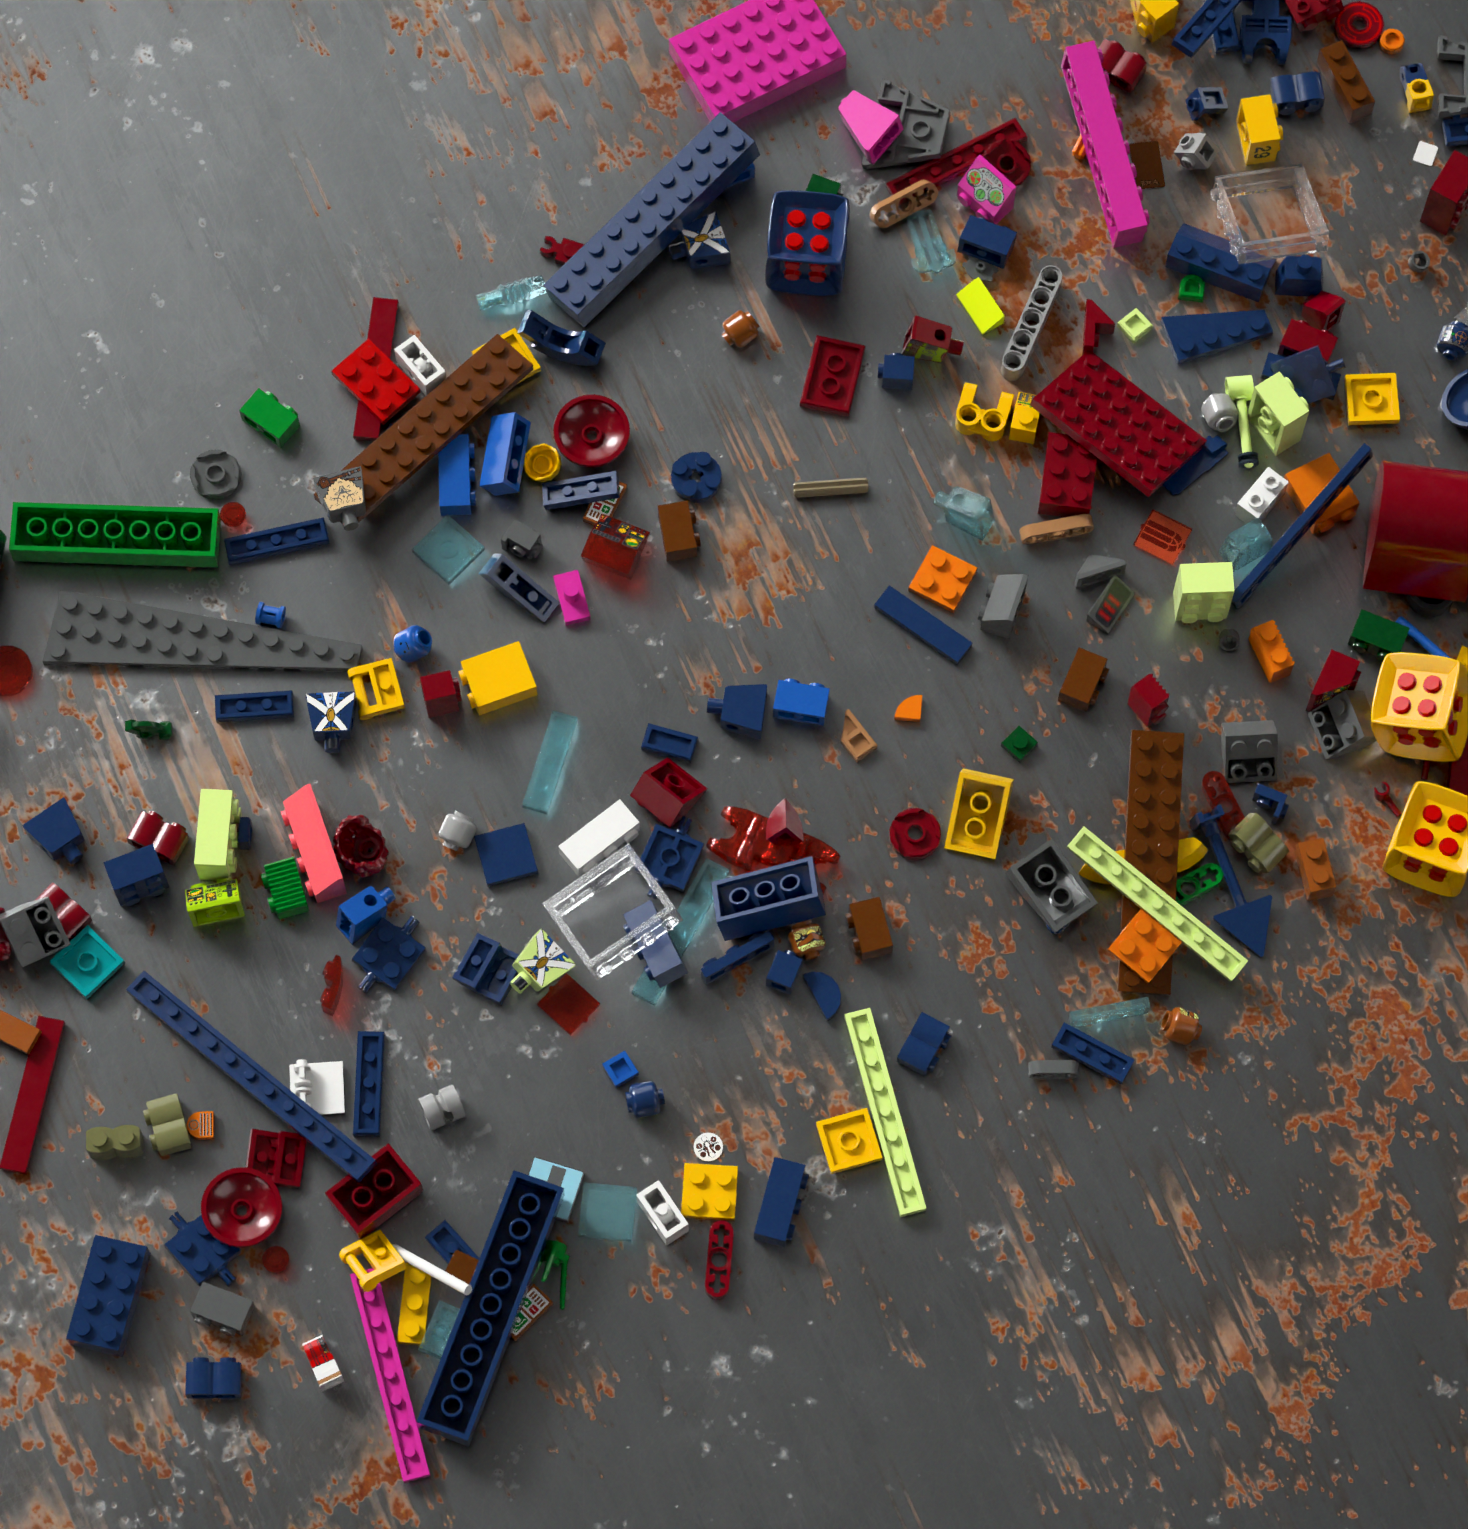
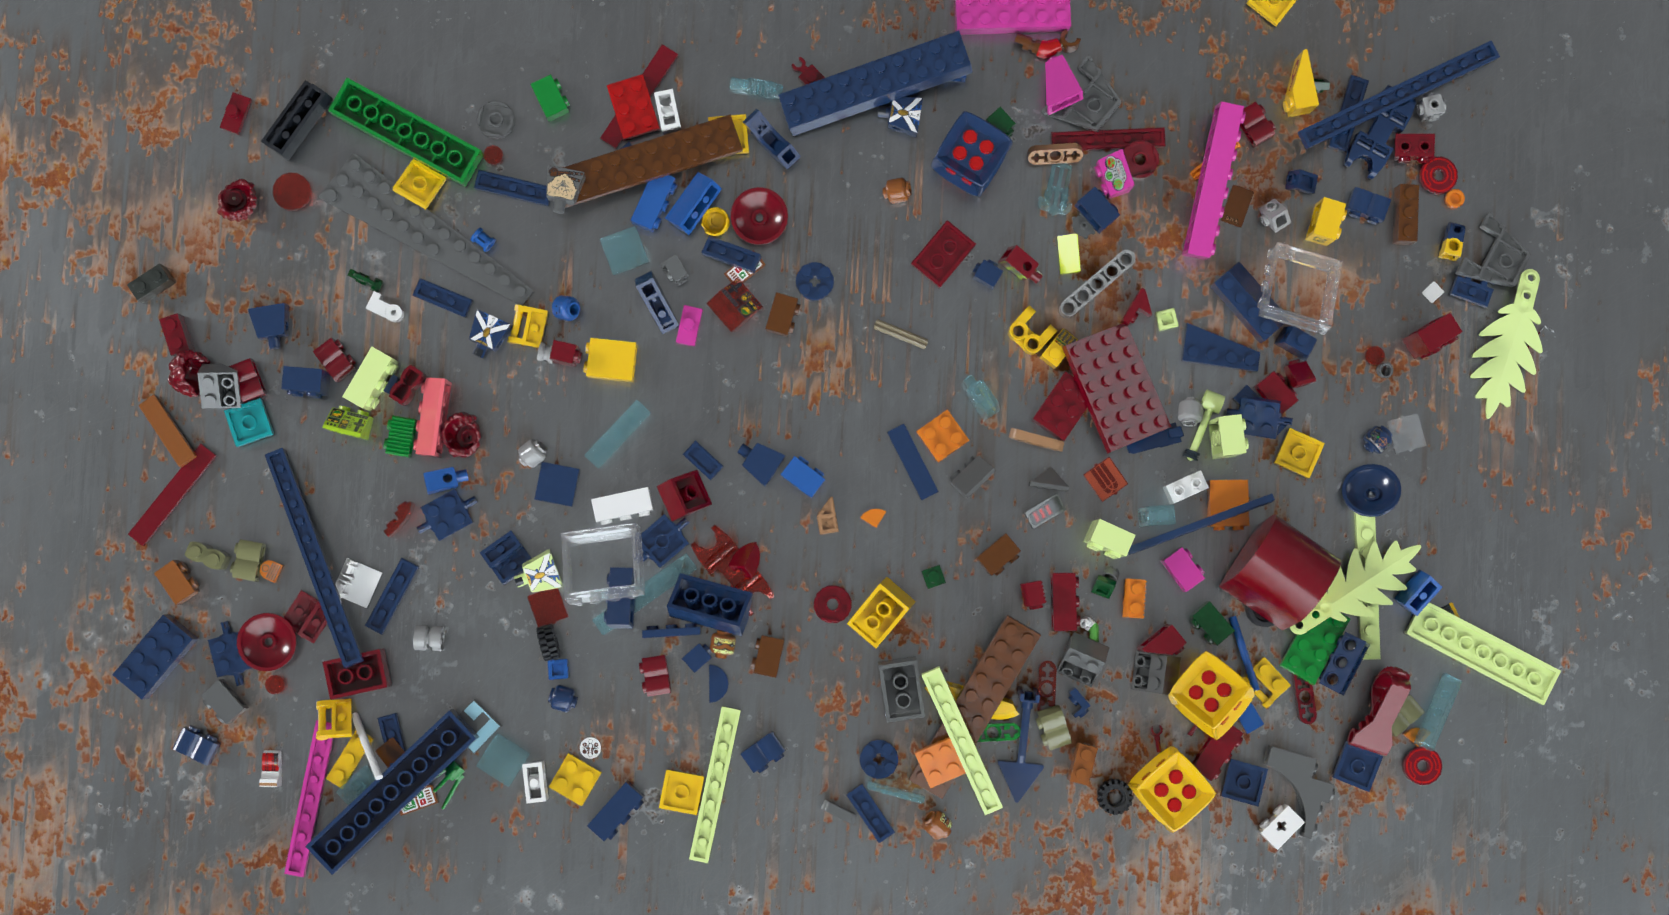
camera: 20 degrees right, 15 degrees up
(91, 1193) = (177, 581): none -> dark orange brick
(160, 586) = (419, 184): none -> yellow plate
(190, 750) = (391, 312): none -> white leg
(263, 824) = (410, 381): none -> dark red brick
(415, 707) = (544, 353): none -> light grey wheel
(592, 1038) = (548, 642): none -> black tyre
(710, 1278) = (546, 837): dark red beam -> none
(744, 1017) = (656, 675): none -> dark red brick
(834, 92) = (1047, 48): none -> reddish brown piece
(1069, 971) = (886, 767): none -> dark blue plate
(1190, 695) = (1064, 601): none -> dark red brick
(1191, 289) = (1219, 312): green tile -> none
(1228, 656) = (1103, 586): none -> dark green plate
(1237, 710) = (1091, 626): none -> arm
(1310, 591) = (1183, 569): none -> dark pink brick
(1375, 905) = (1123, 805): none -> black tyre
(1398, 251) = (1374, 355): none -> clear red plate

